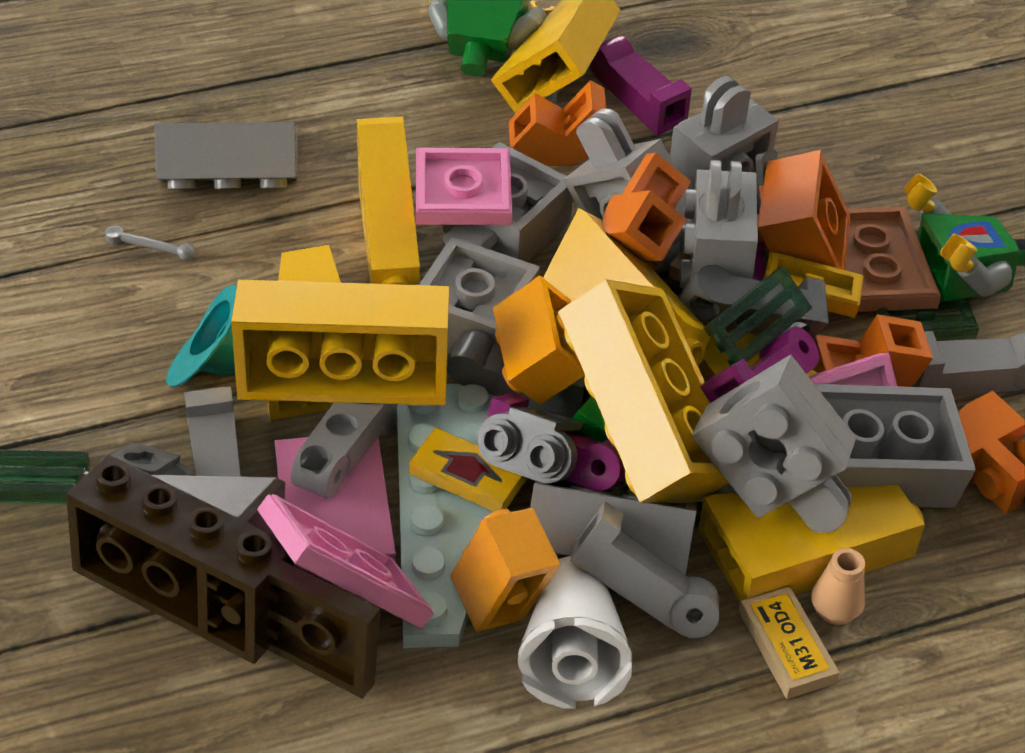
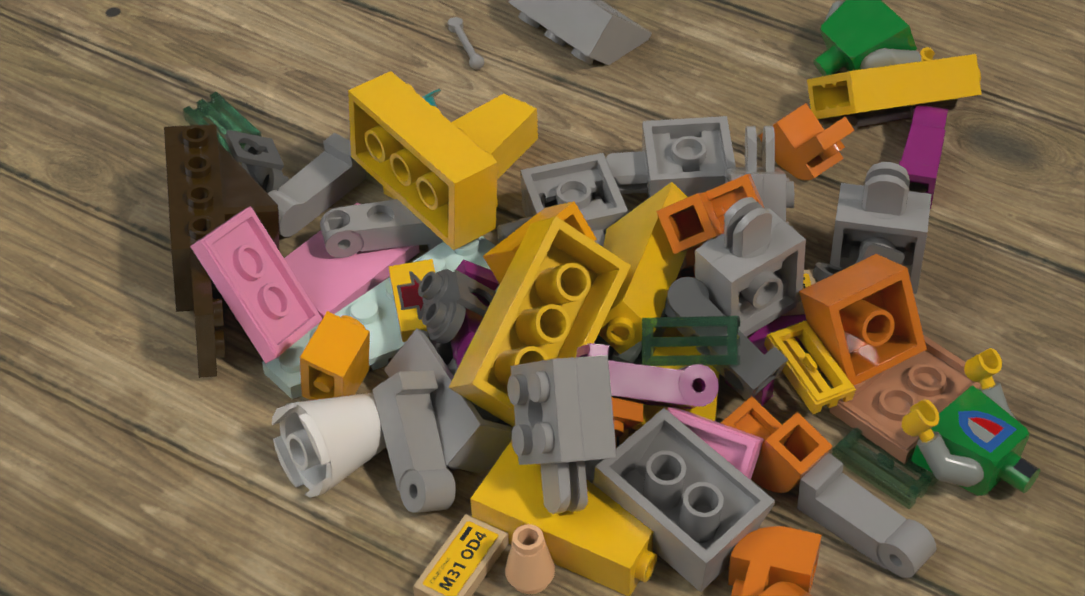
camera: 55 degrees right, 0 degrees up
(387, 202) = (613, 106): yellow slope -> none
(463, 186) = (653, 126): bright pink tile -> none

